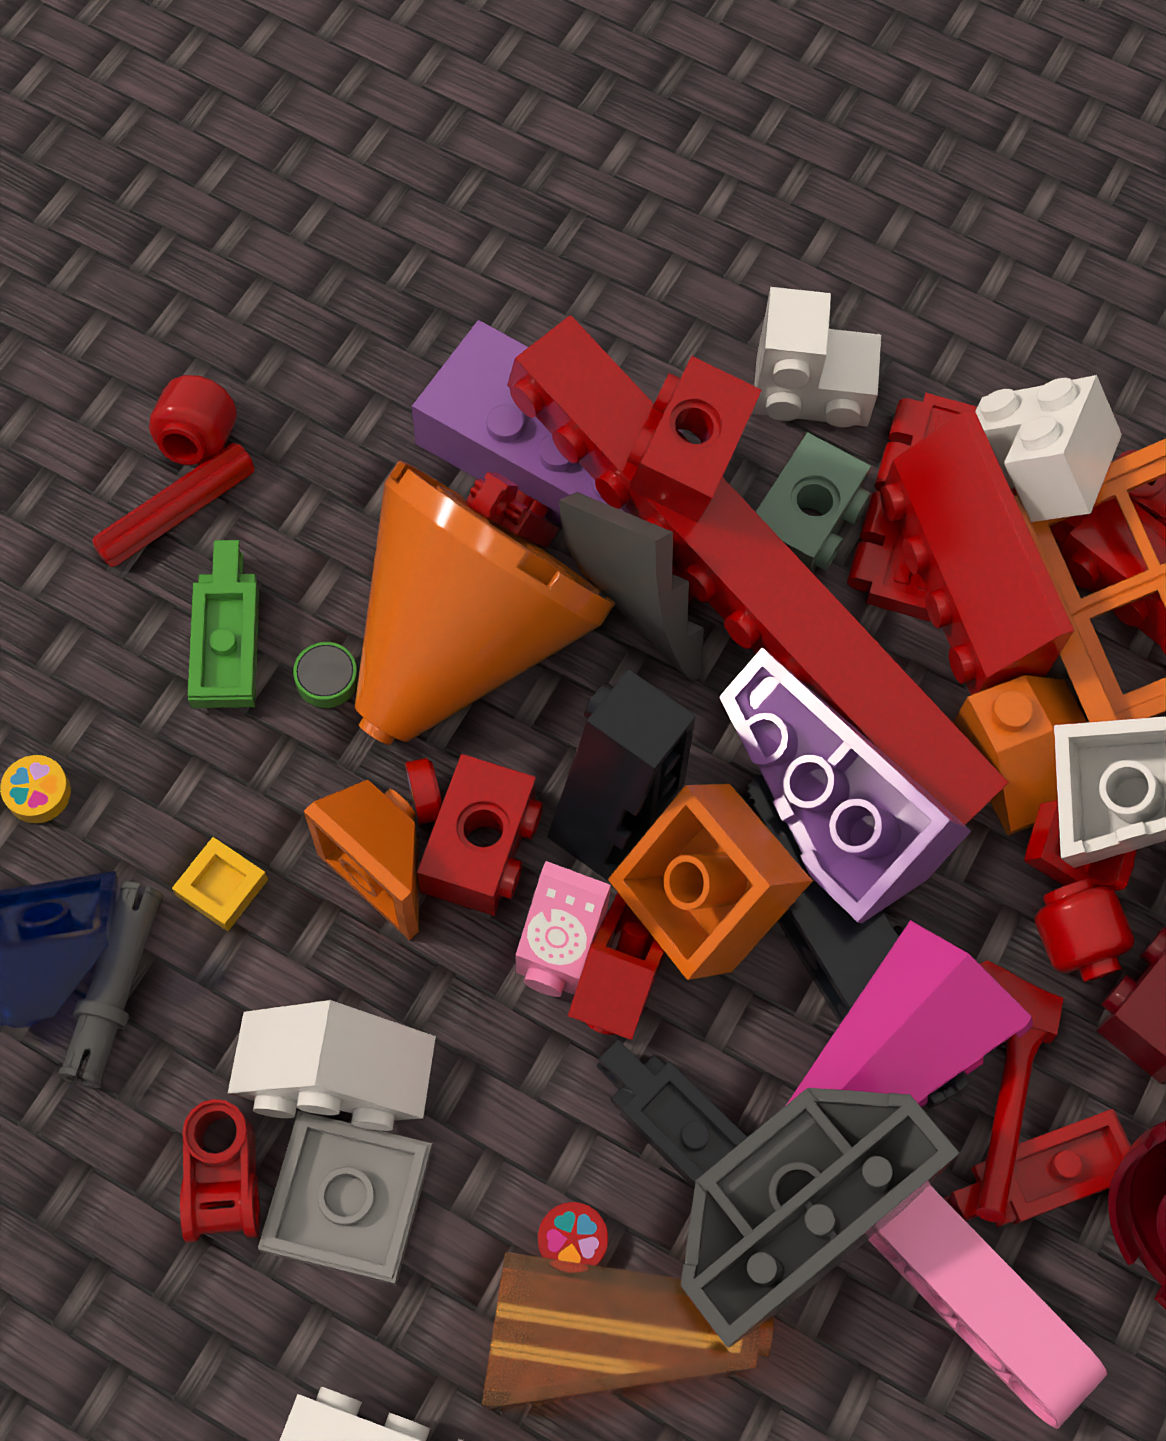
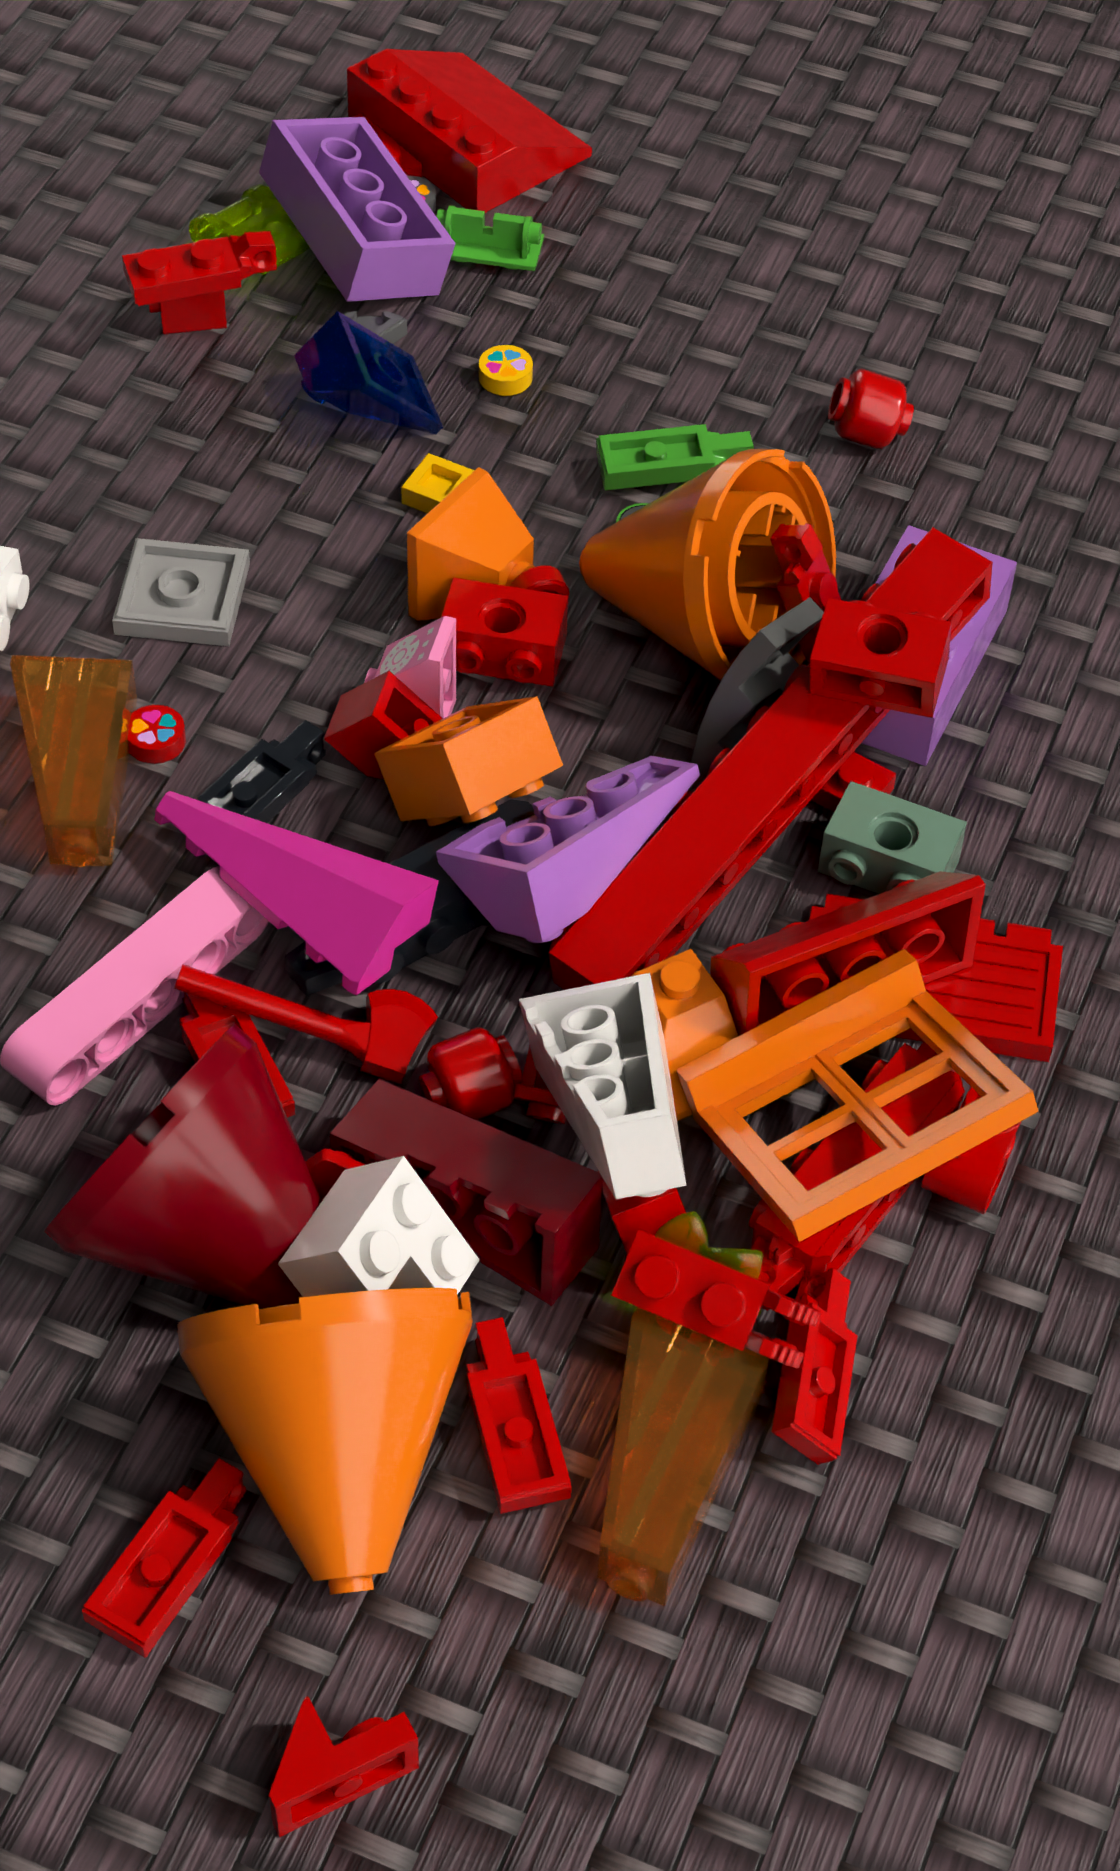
camera: 85 degrees right, 15 degrees down
(103, 1008) = (342, 429): dark grey pin -> none
(173, 504) = (789, 416): red axle -> none
(220, 1177) = (201, 504): red piece -> none
(331, 1061) = (280, 552): white brick -> none
(622, 772) = (577, 676): black wedge -> none
(803, 1200) = (163, 816): dark grey wedge -> none
(812, 368) = (1053, 828): white brick -> none
(1052, 443) = (976, 978): white brick -> none

